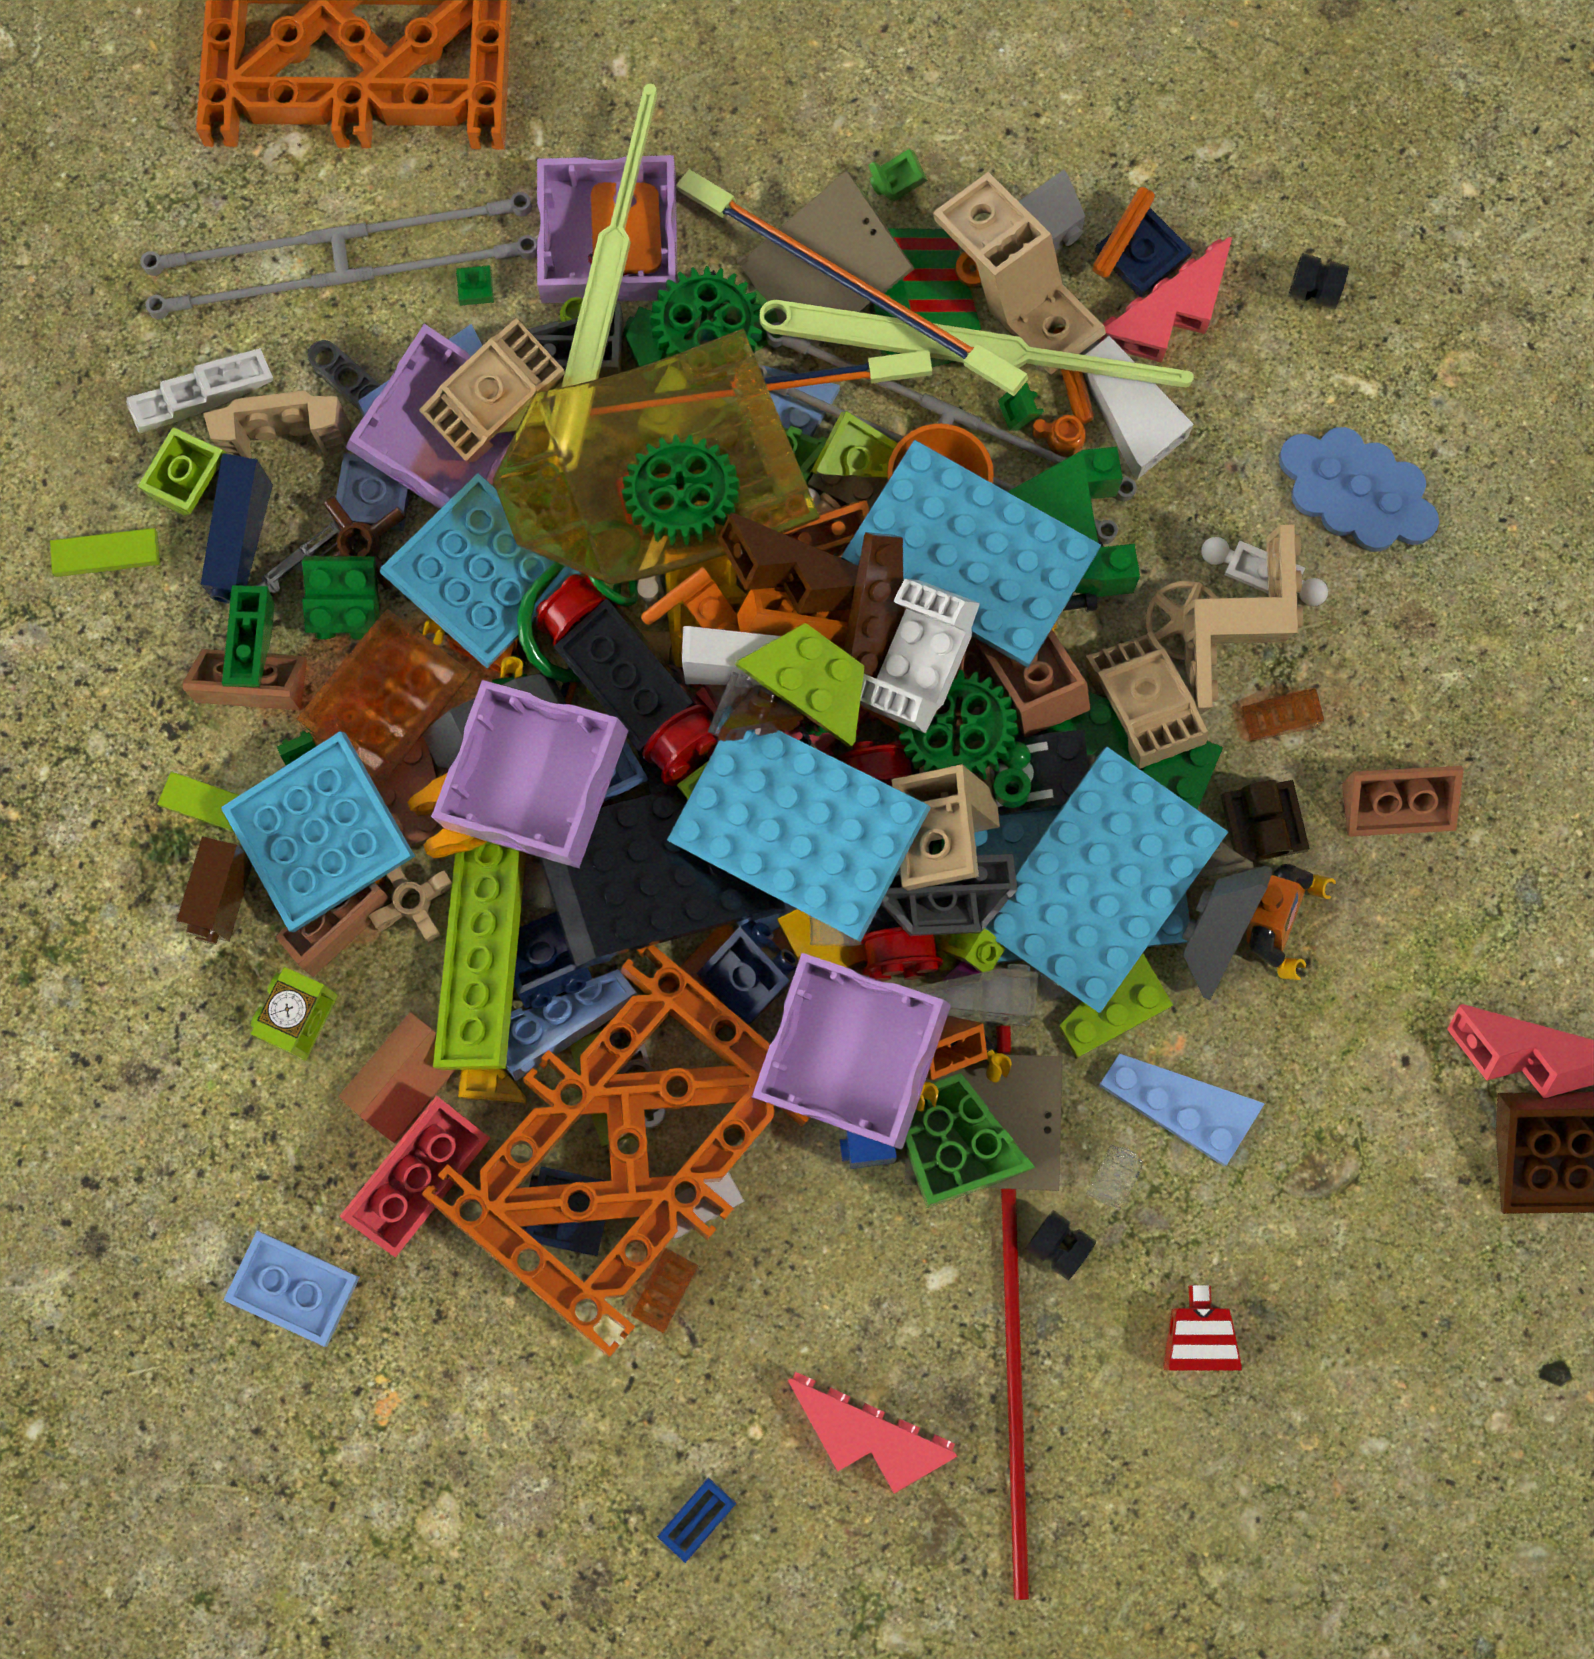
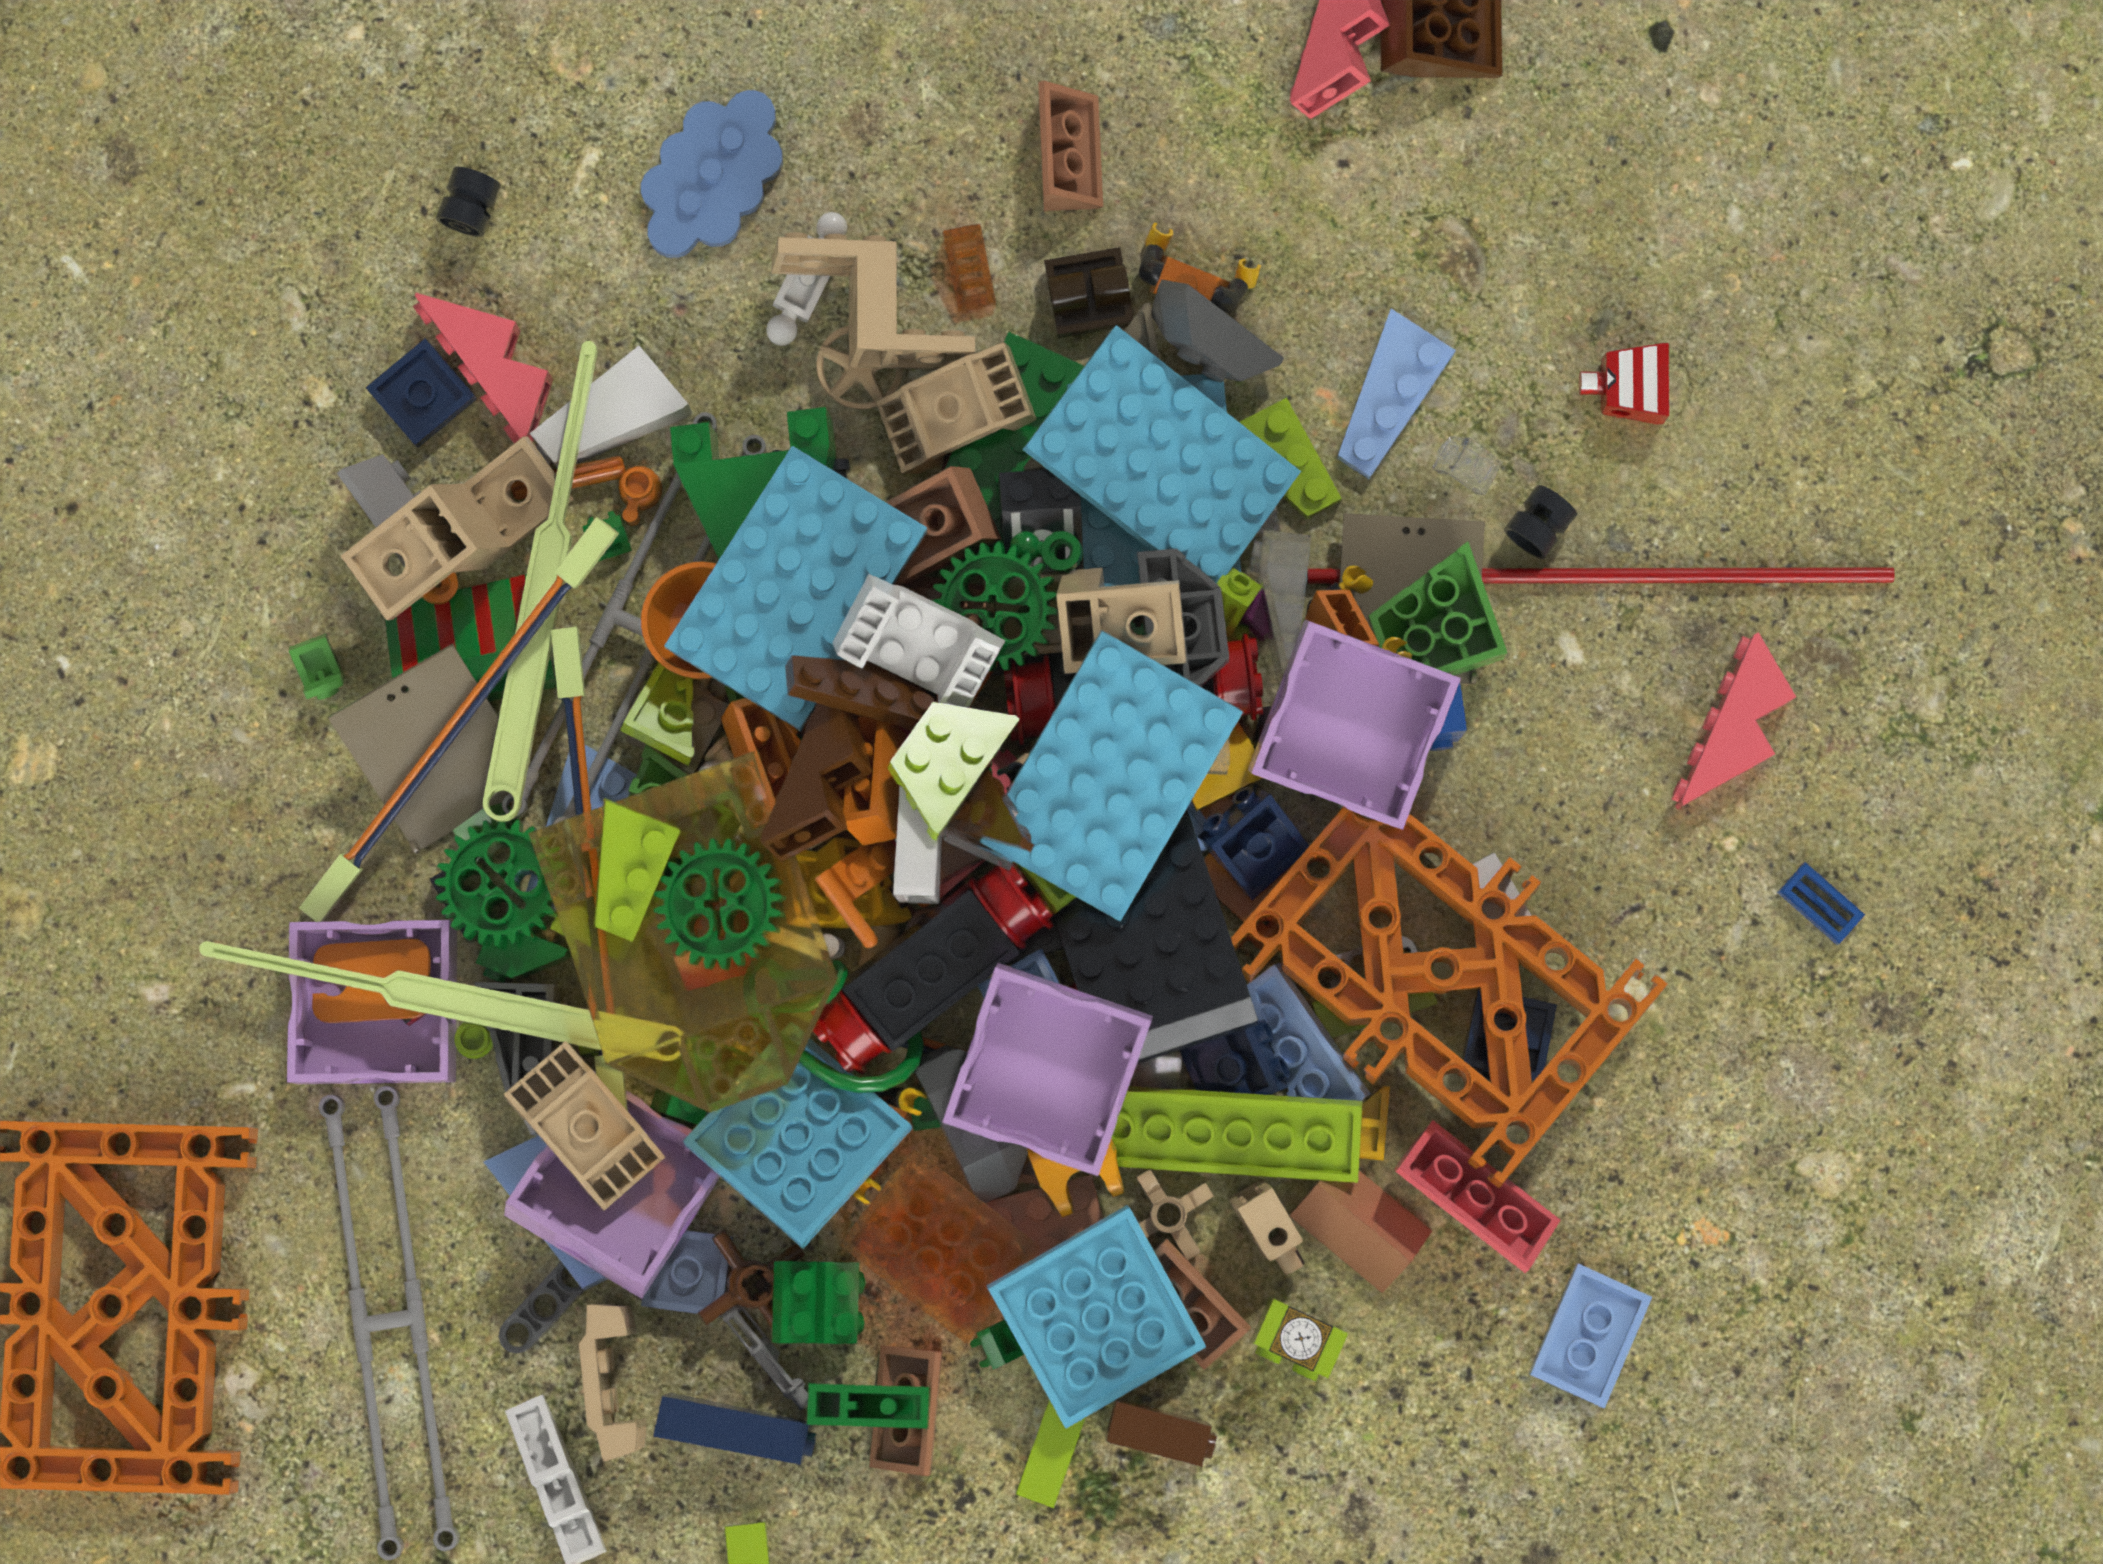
camera: 90 degrees left, 5 degrees up
(181, 471) = (666, 1488): lime slope -> none
(399, 988) = (1260, 1213): none -> tan torso
(475, 285) = (433, 1159): green tile -> none
(682, 1263) = (1568, 908): clear orange slope -> none
(714, 411) = (630, 867): none -> lime wing
(1123, 232) = (403, 412): orange axle -> none

